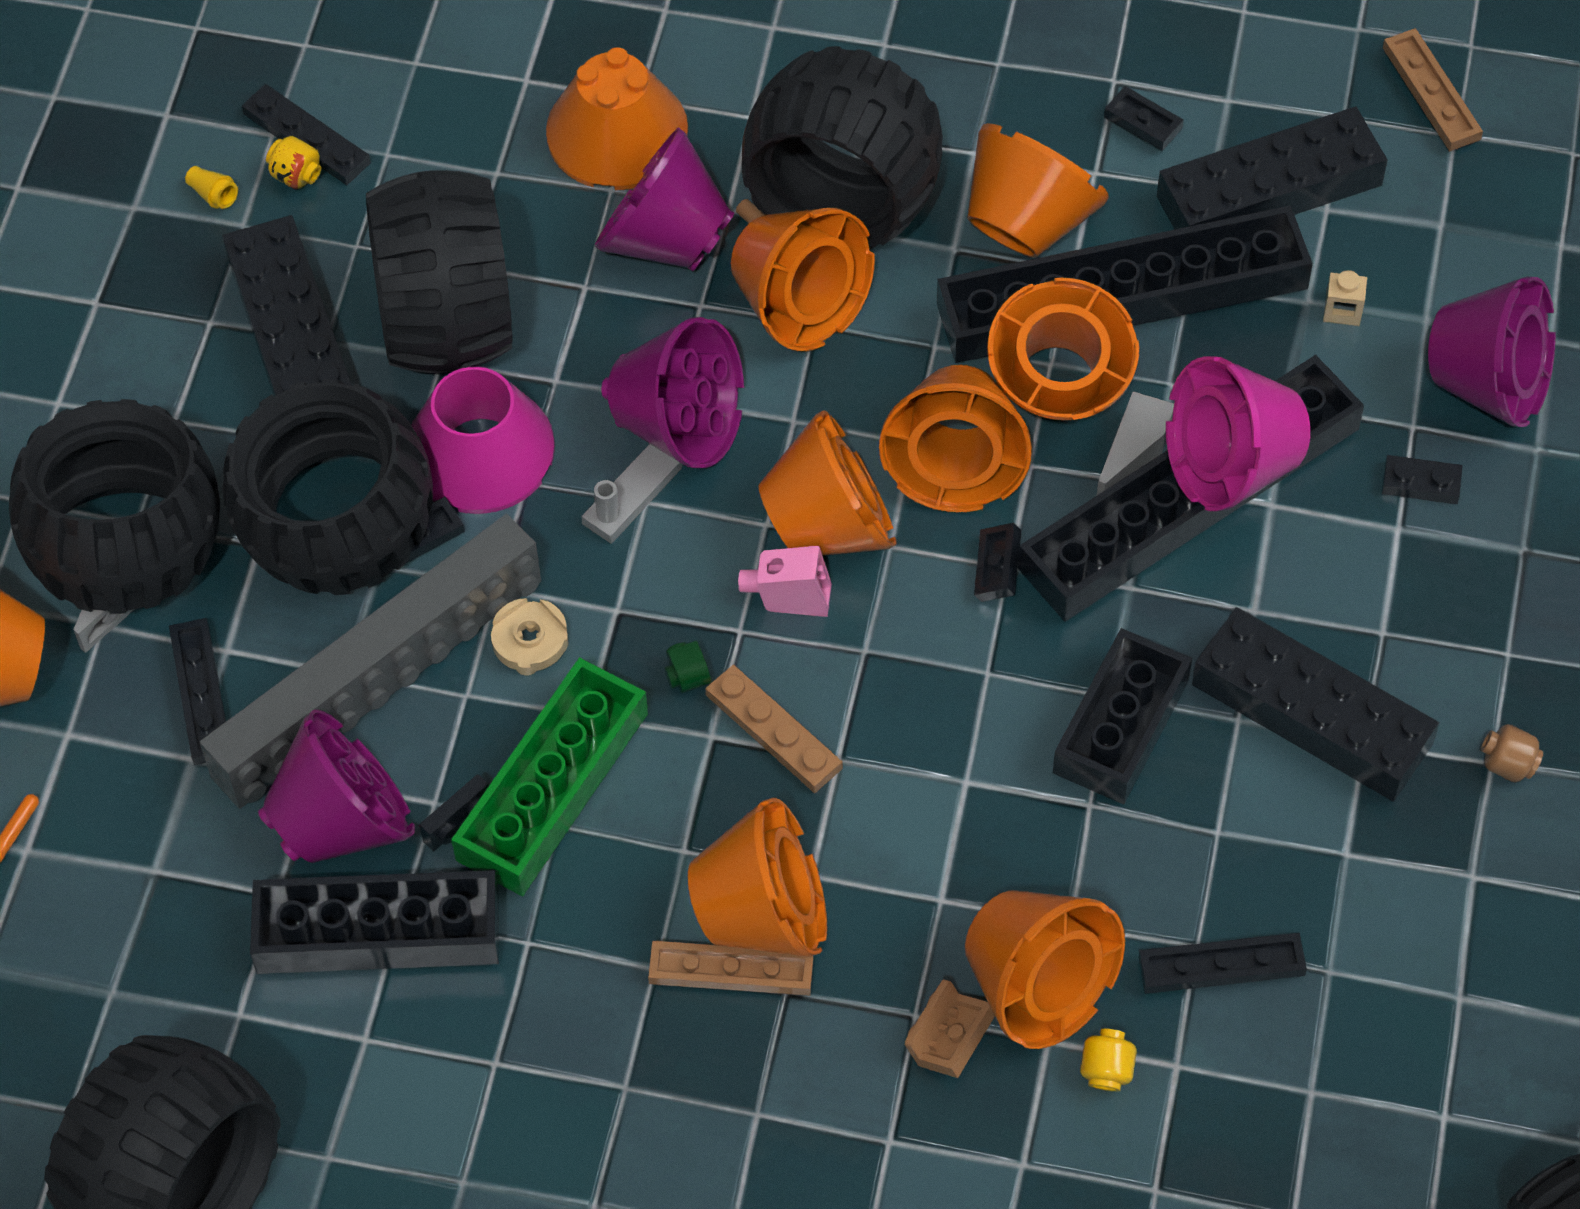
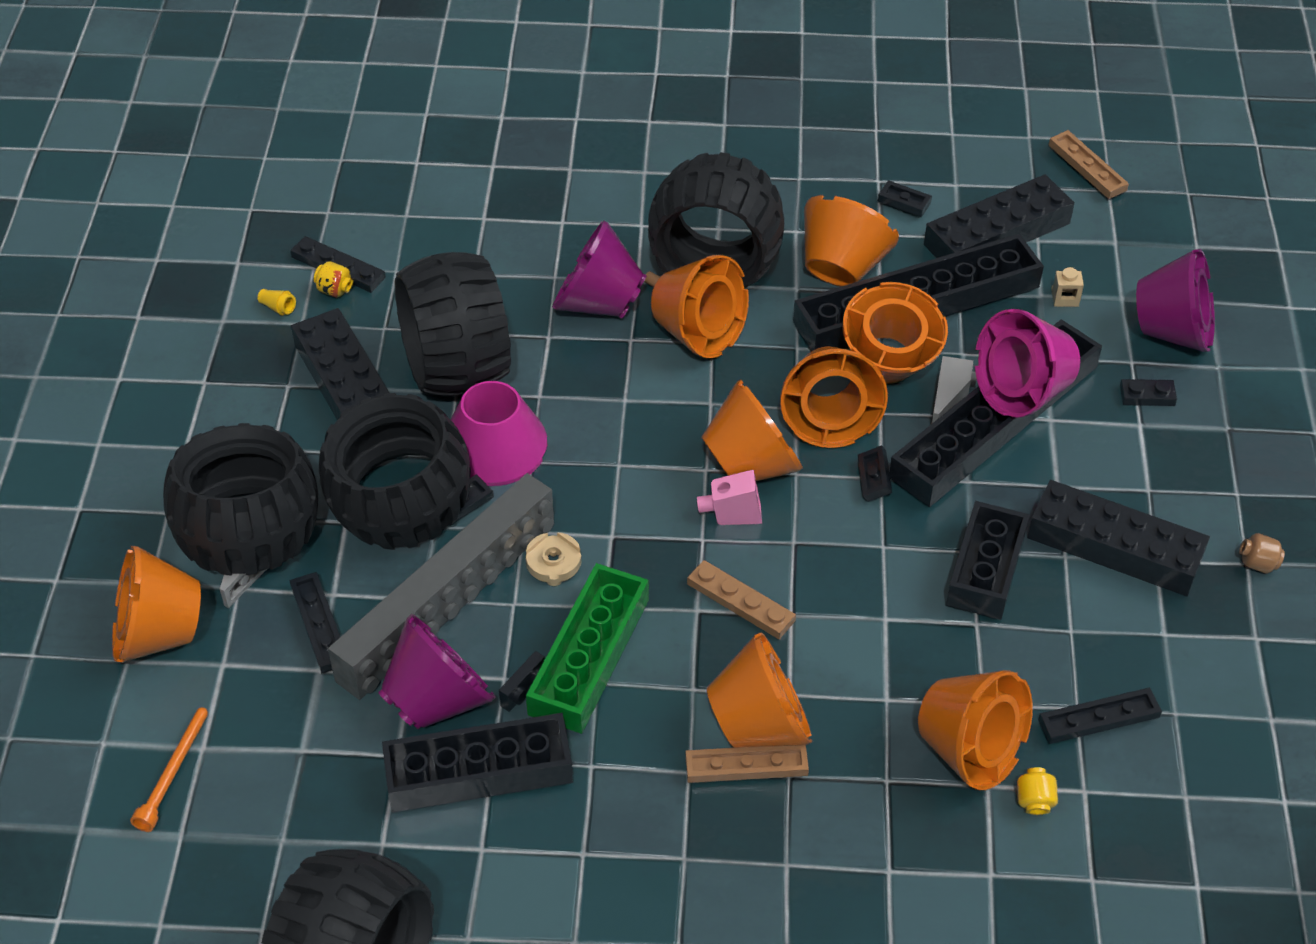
camera: 10 degrees left, 10 degrees down
(612, 121) = (548, 231): orange cone -> none
(626, 497) = (606, 459): light grey piece -> none
(680, 392) = (631, 386): magenta cone -> none
(686, 667) = (671, 564): dark green plate -> none
(948, 1030) = (916, 786): medium nougat bracket -> none

